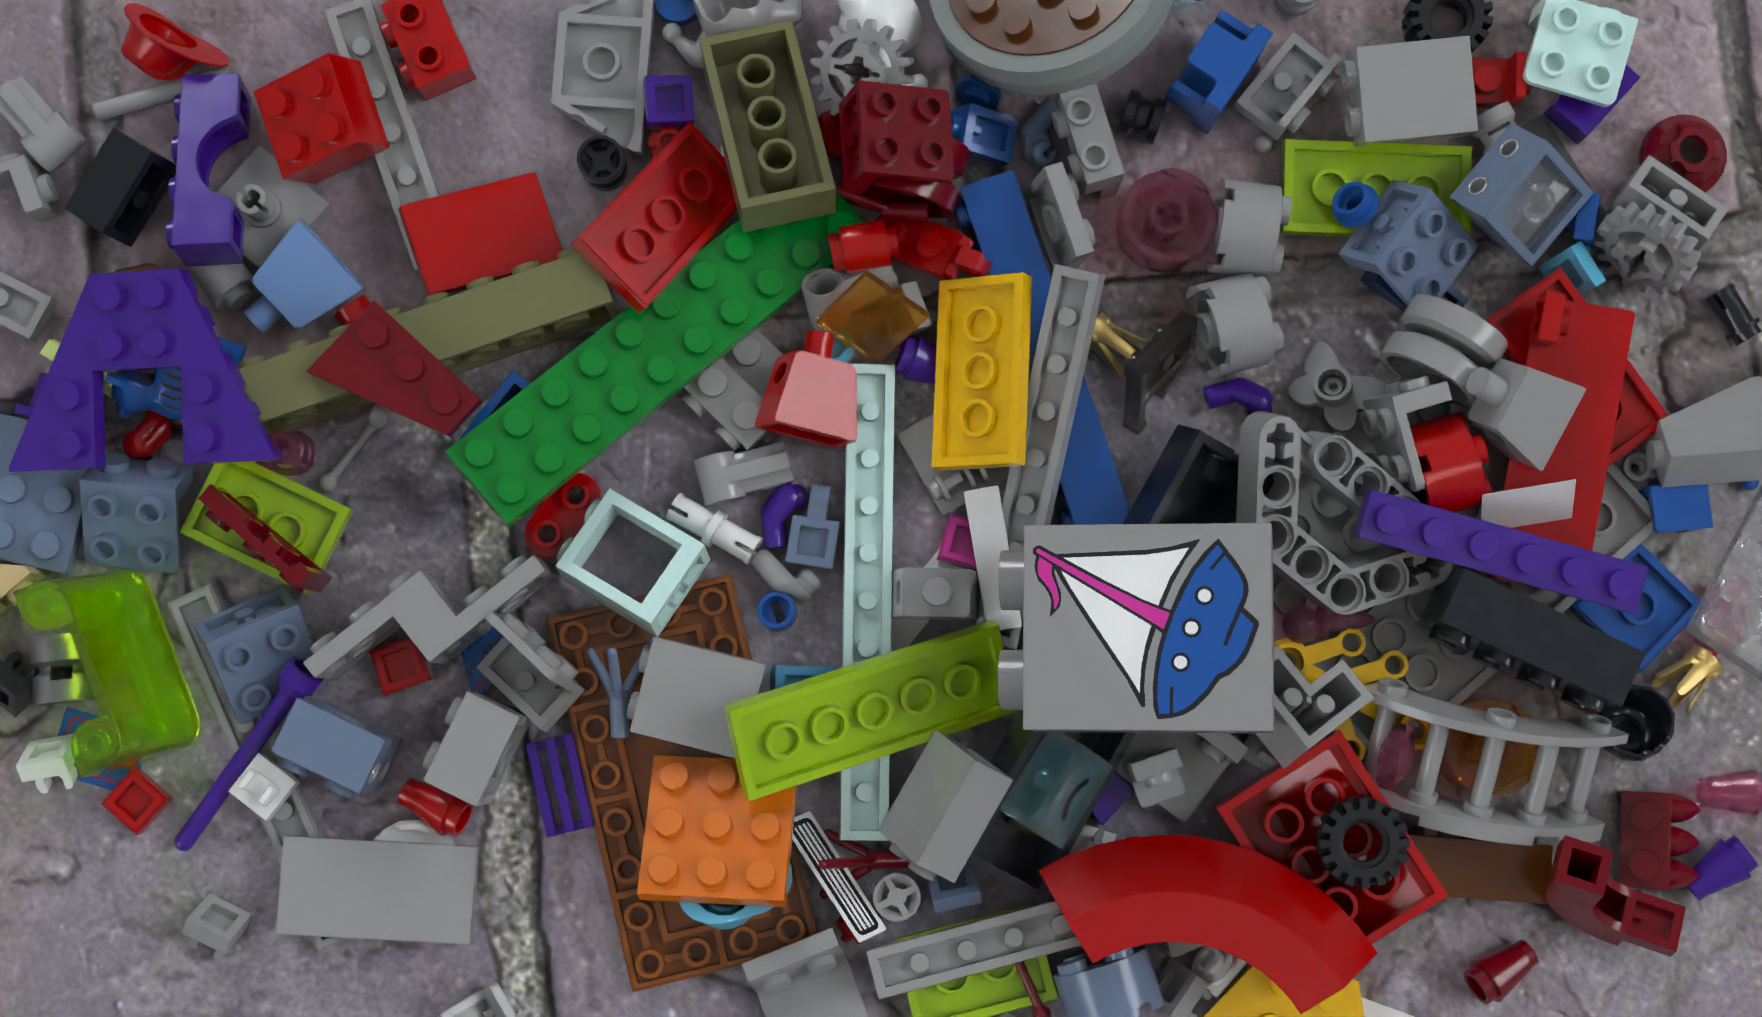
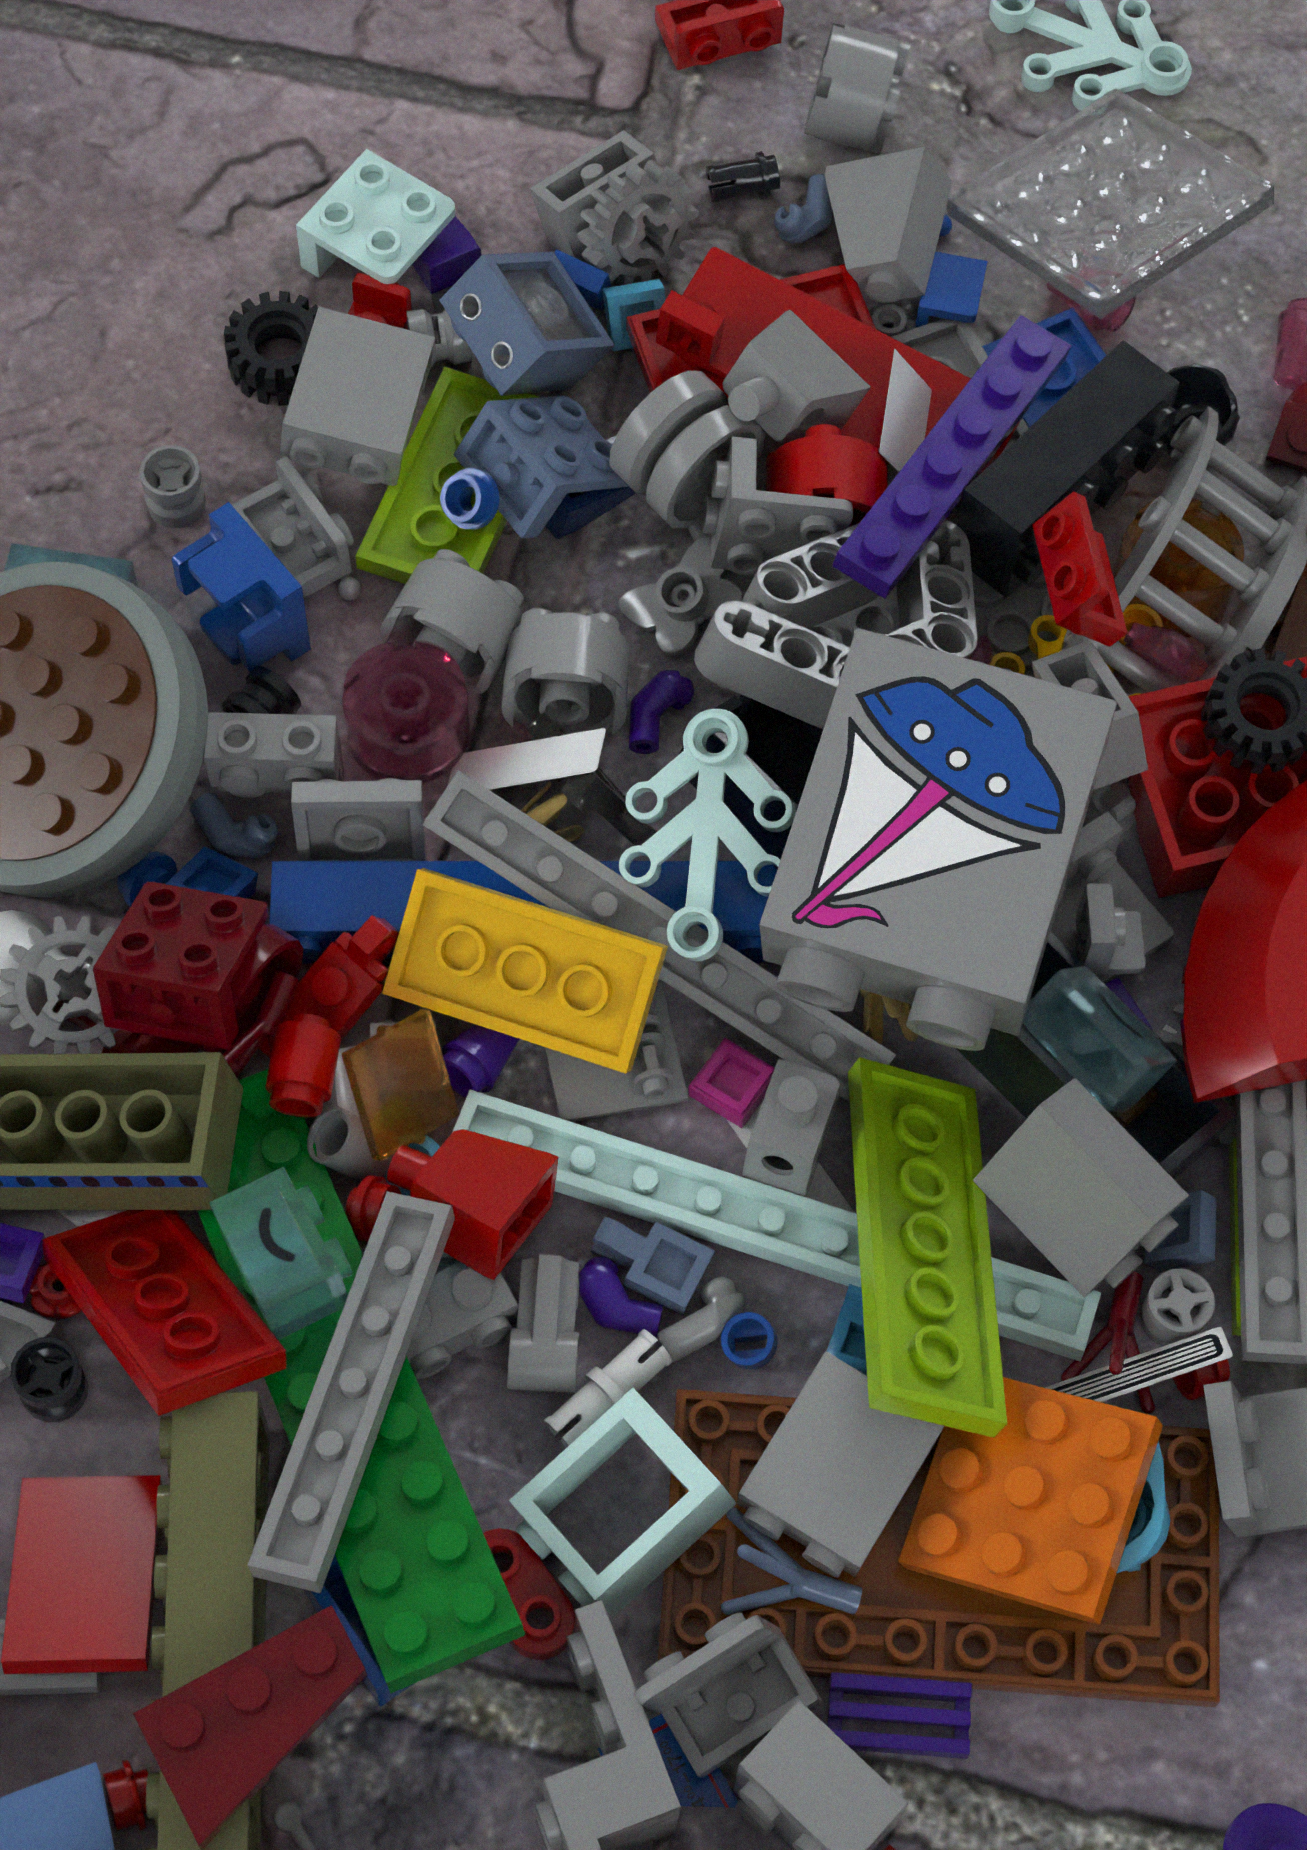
camera: 70 degrees left, 20 degrees down
(632, 362) = (351, 1393): none -> light grey plate
(716, 281) = (282, 1253): none -> clear light blue brick
(785, 331) = (365, 1203): none -> red plate
(988, 541) = (763, 1040): white sticker -> none
(1122, 463) = (705, 823): none -> light aqua plant
(1151, 320) = (533, 760): none -> white sticker
(1420, 674) = (1079, 572): none -> red bracket
(1664, 141) = (512, 175): dark red piece -> none
(1701, 669) = (1147, 334): pearl gold piece -> none
(1712, 376) = (809, 219): none -> sand blue arm

